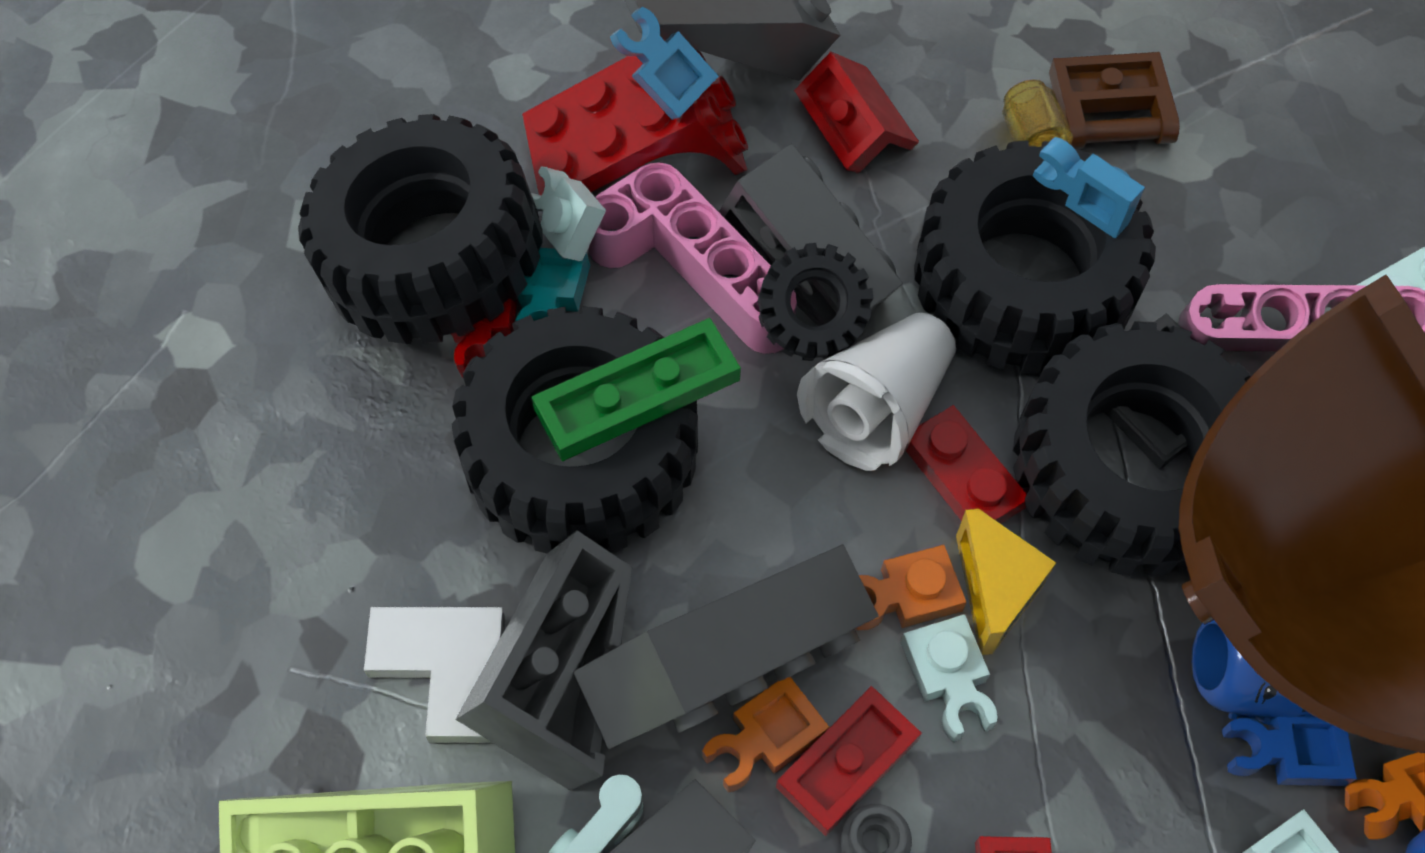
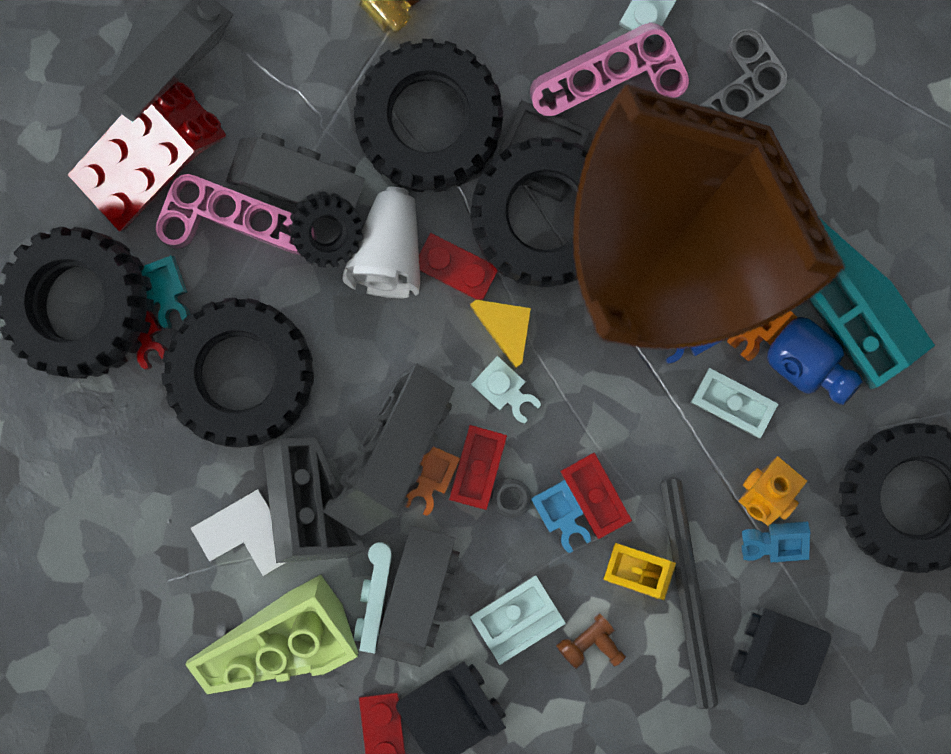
camera: 30 degrees left, 25 degrees up
(569, 213) = (149, 241): light aqua plate -> none
(636, 389) = (267, 349): green plate -> none
(670, 68) = (162, 137): dark azure plate -> none
(852, 111) = (269, 55): red panel -> none
(916, 587) = (464, 353): orange plate -> none
(1094, 187) = (453, 78): dark azure plate -> none

